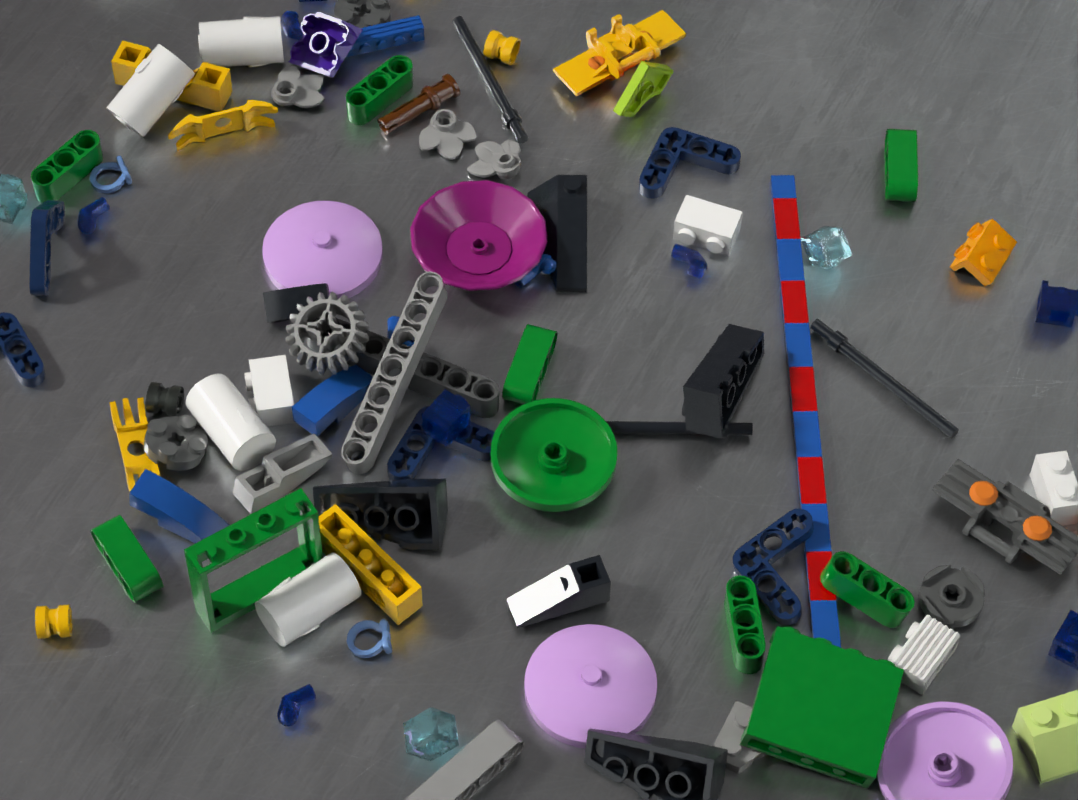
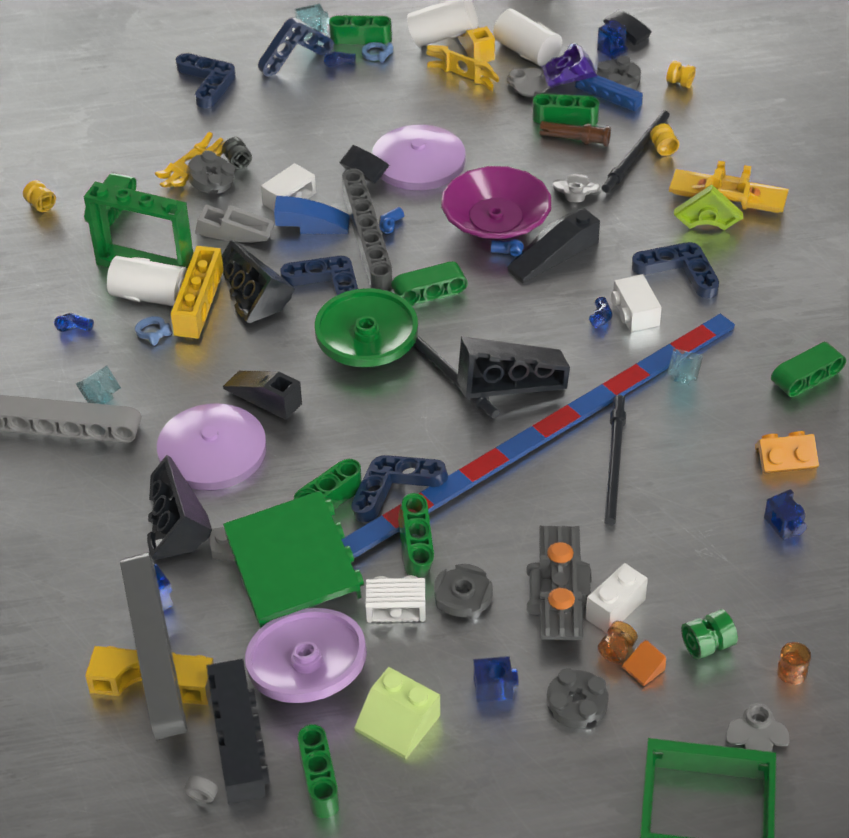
camera: 55 degrees right, 10 degrees down
(174, 508) = (159, 184): blue slope -> none
(230, 422) = (243, 179): white piece -> none
(304, 327) = (342, 177): light grey gear -> none
(394, 386) = (345, 219): light grey beam -> none
(446, 134) = (568, 156): light grey plate -> none
(446, 417) = (341, 263): clear blue brick -> none

